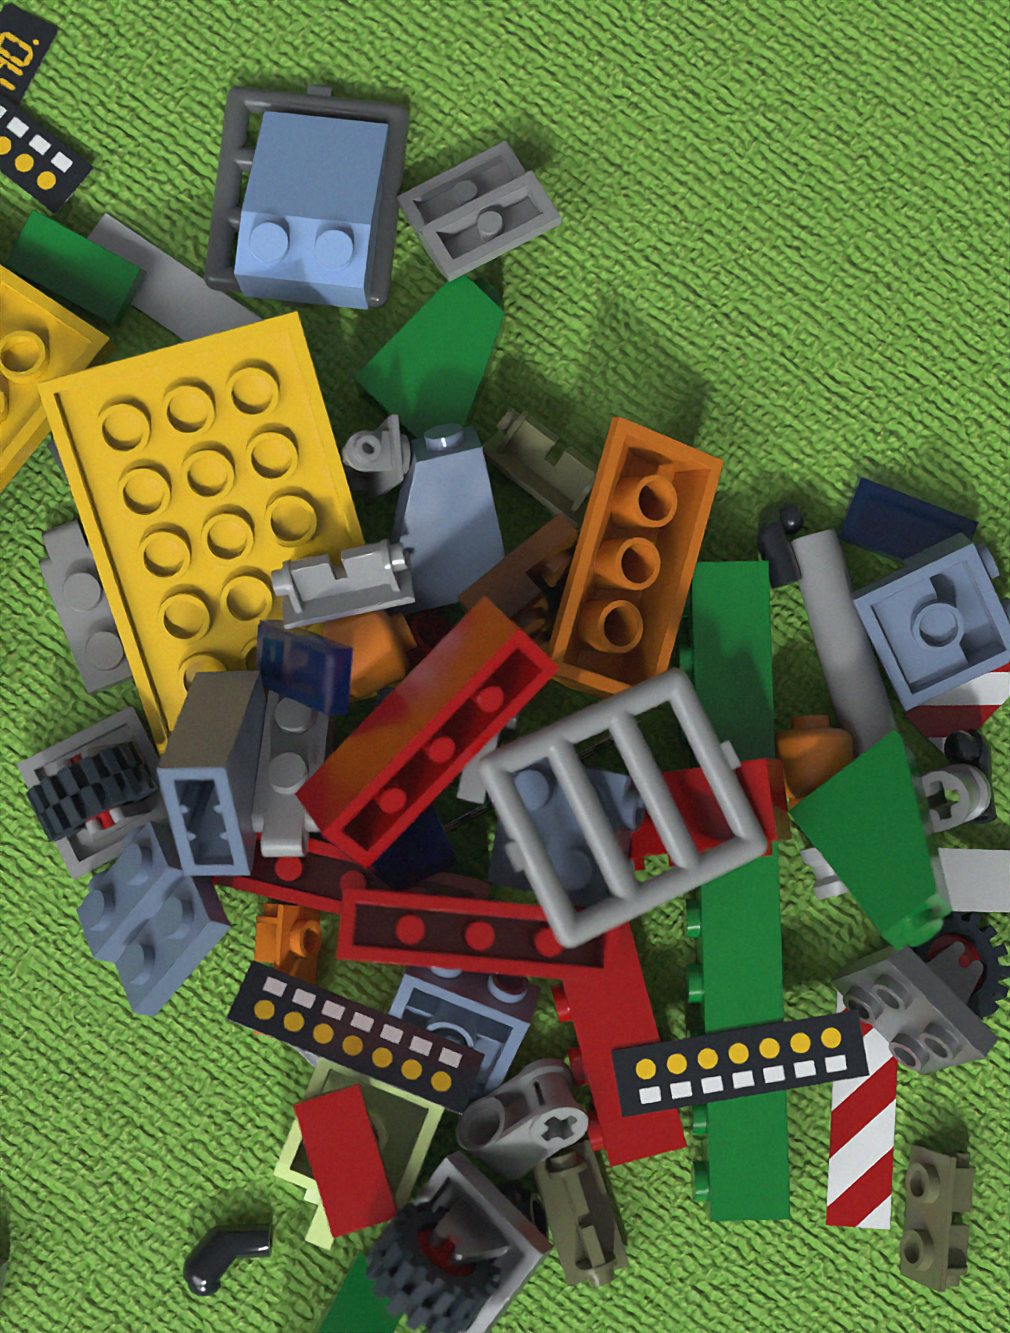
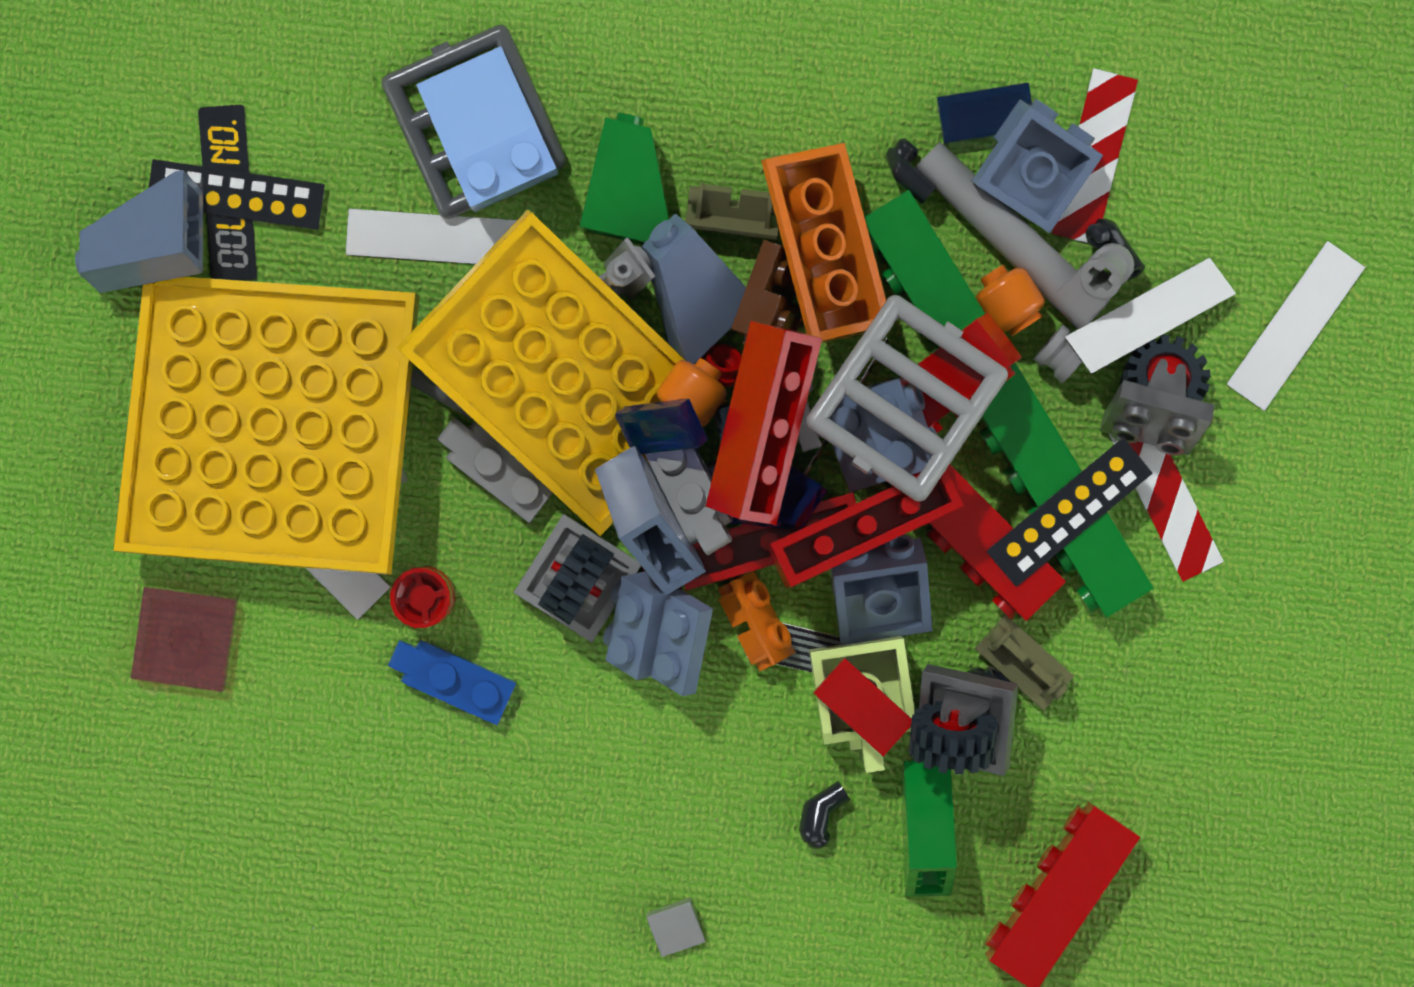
camera: 25 degrees left, 5 degrees up
(75, 268) = (355, 257): green tile -> none
(356, 1037) = (826, 632): black sticker -> none
(367, 581) = (666, 356): light grey hinge -> none
(478, 211) = (593, 70): light grey slope -> none
(523, 1124) = (959, 627): light grey piece -> none
(881, 841) = (1076, 326): green slope -> none
(932, 1245) = (1253, 555): olive hinge -> none

